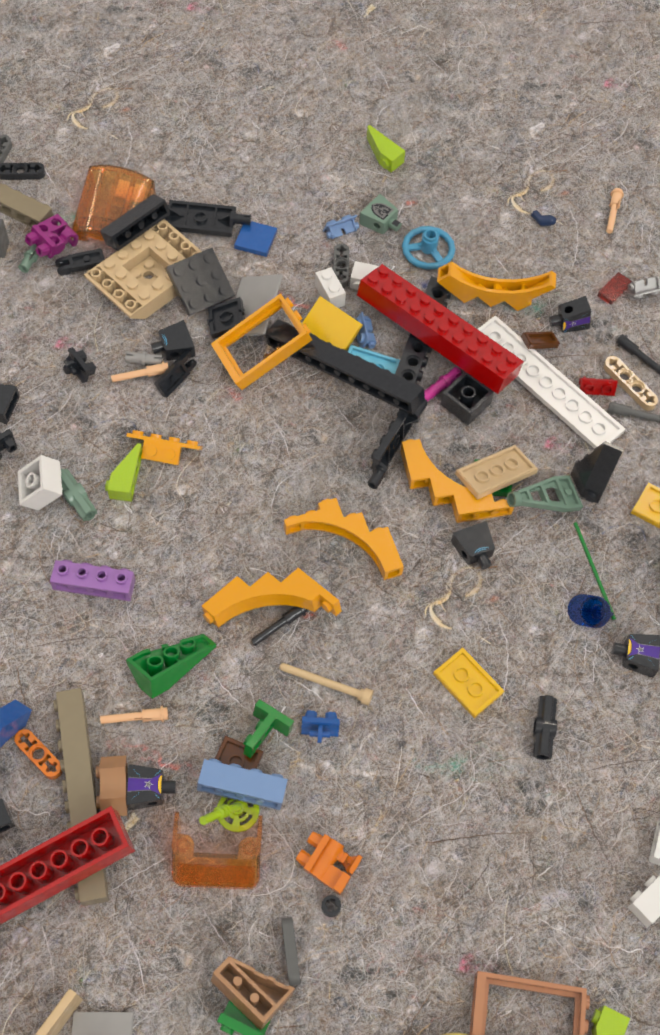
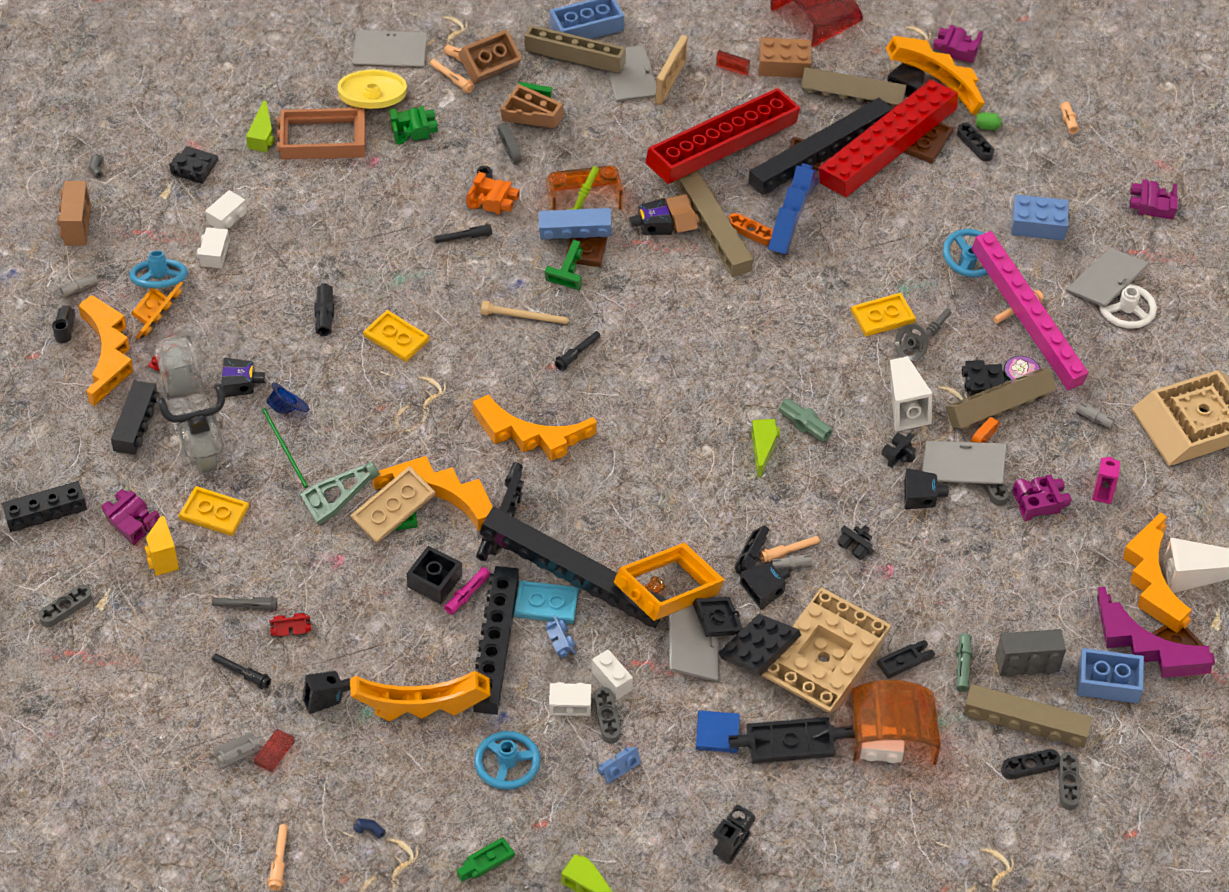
camera: 170 degrees right, 10 degrees down
(39, 482) = (840, 411): white brick -> none
(51, 237) = (954, 665): magenta hips -> none
(92, 580) = (758, 352): medium lavender brick -> none
(135, 222) = (857, 686): black brick -> none
(146, 715) = (672, 266): light nougat pin -> none
(161, 449) = (738, 479): light orange bracket -> none
(162, 668) = (669, 298): green wedge -> none
(273, 147) = (733, 835): none -> black hips
(294, 590) = (567, 362): light orange arch -> none
(320, 727) = (519, 277): blue hips -> none
(332, 324) = (599, 630): yellow tile -> none
(350, 810) = (473, 232): none -> black pin
(380, 215) = (574, 784): sand green torso -> none
(402, 1009) = (413, 123): none -> green hips
(440, 328) = (478, 623): red brick -> none
(458, 179) = (485, 860): none -> green hinge
(475, 544) = (406, 441): black torso -> none
(540, 340) = (359, 660): reddish brown tile -> none
(555, 389) = (350, 617): white plate -> none
(595, 471) = (288, 509): black wedge -> none
(633, 381) = (250, 638): tan beam -> none

